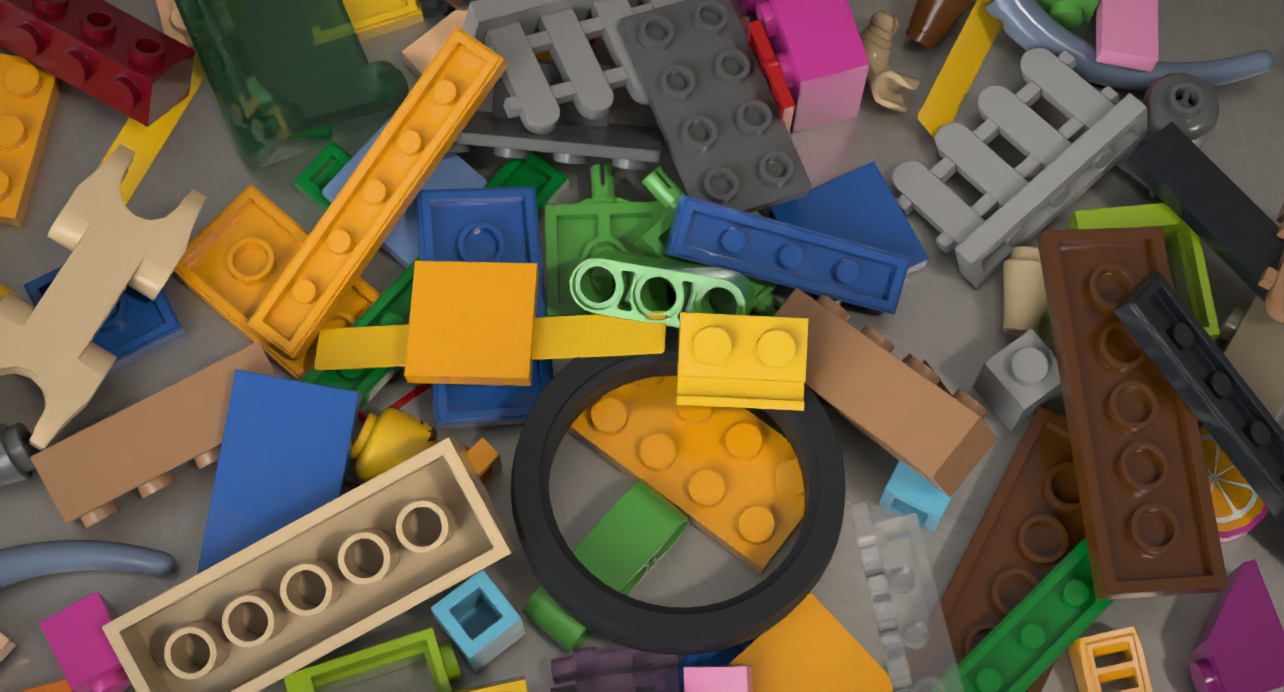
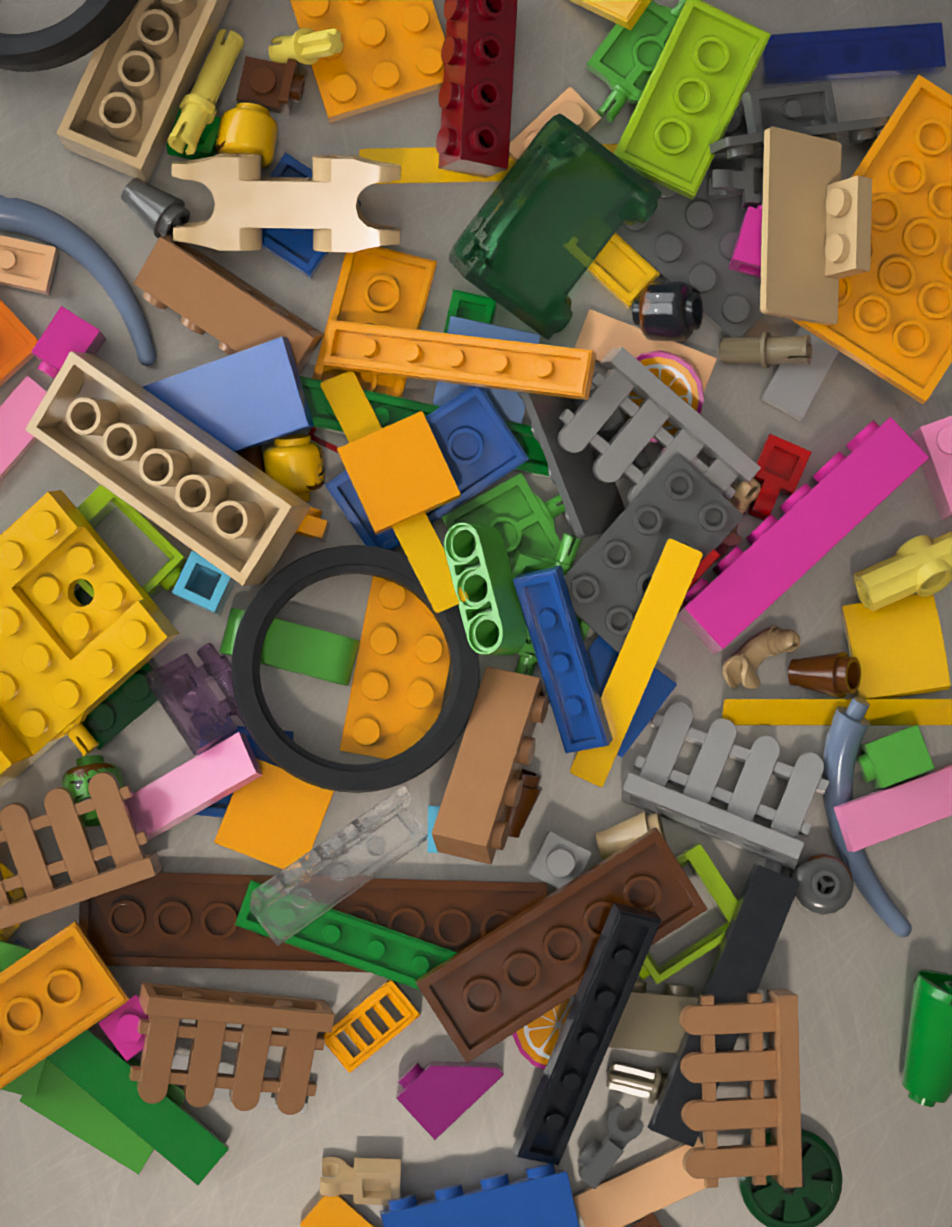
camera: 60 degrees right, 15 degrees up
(741, 361) = (454, 668): yellow plate -> none
(827, 165) = (640, 655): none -> yellow sticker

